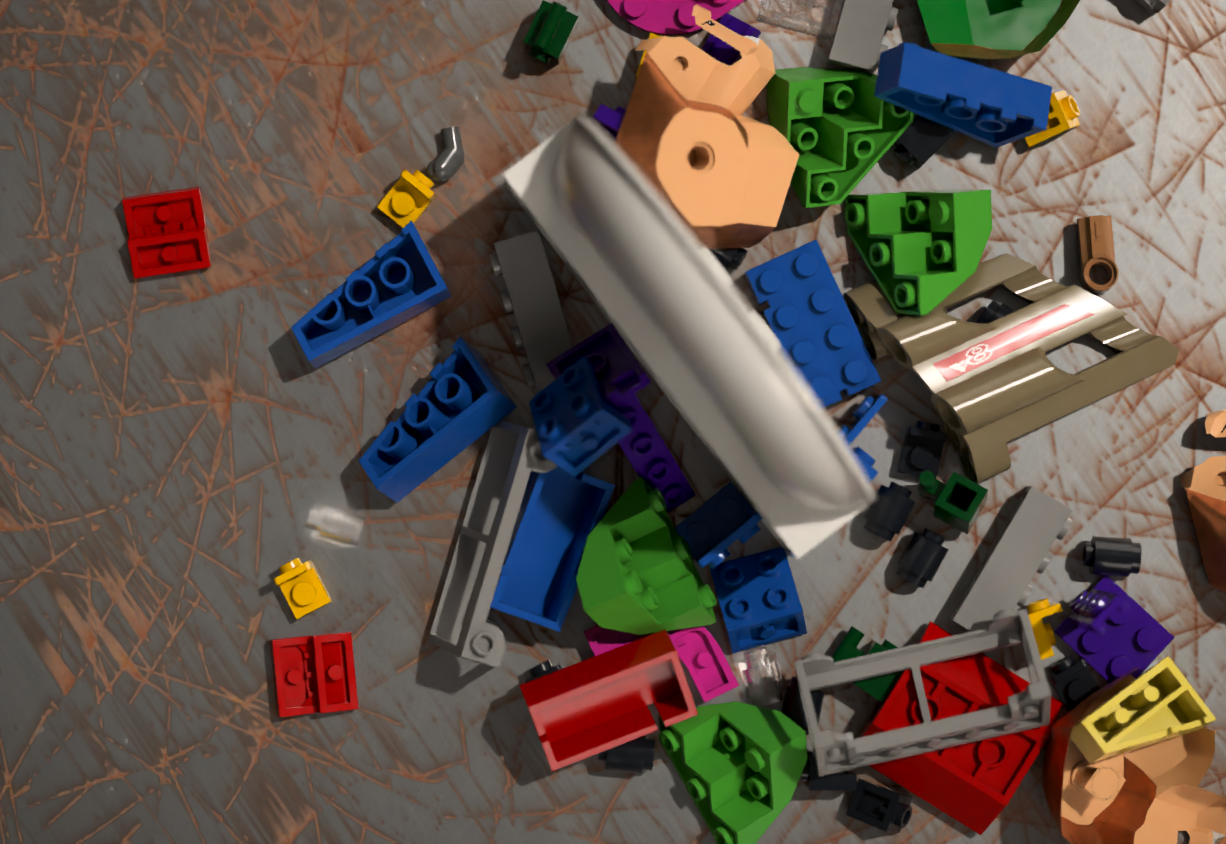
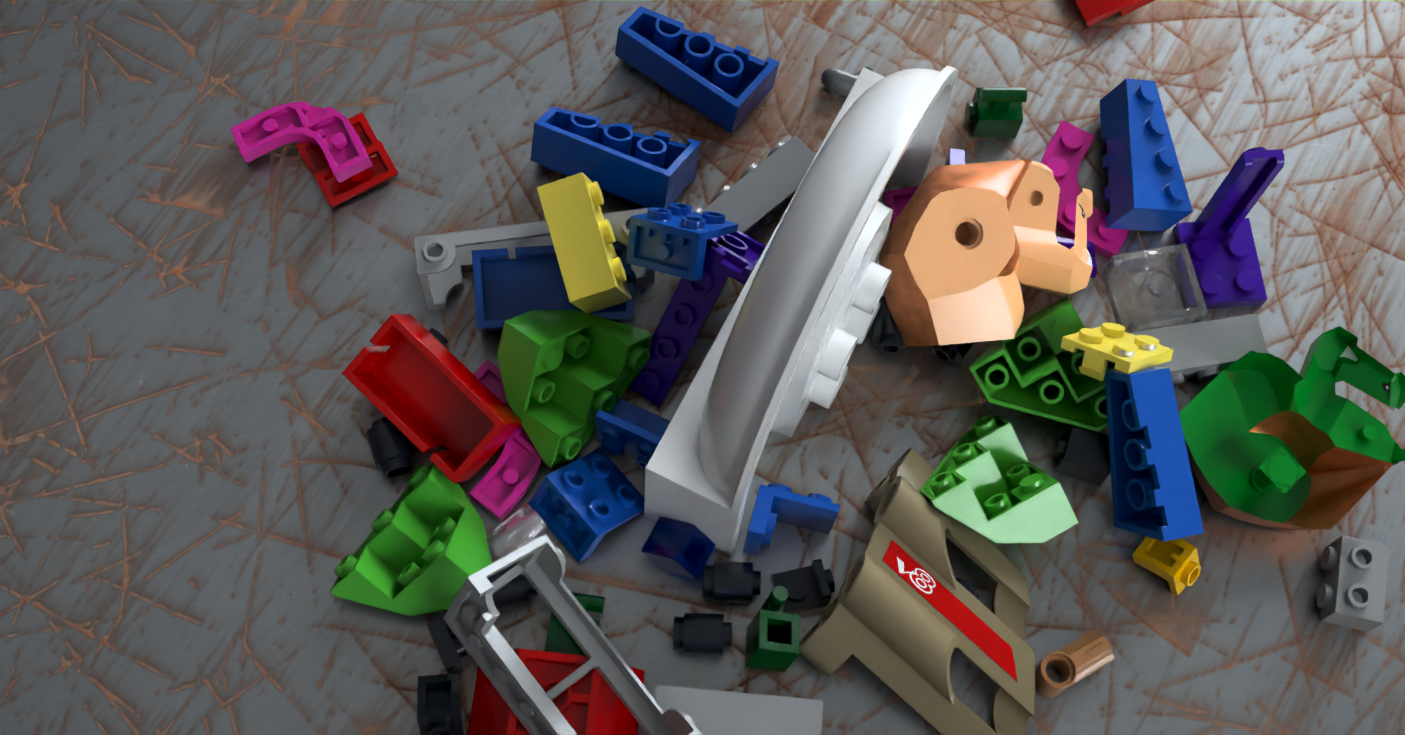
camera: 55 degrees right, 20 degrees down
(265, 695) = (304, 123): none -> dark pink plate
(302, 587) = (420, 119): yellow bracket -> none
(335, 524) = (488, 121): clear brick -> none
(408, 198) = (797, 66): yellow bracket -> none
(547, 509) = (584, 243): none -> light yellow wedge
(813, 323) = (864, 432): blue piece -> none
(842, 546) = (678, 547): none -> clear blue brick
(858, 71) = (1112, 343): none -> light yellow piece

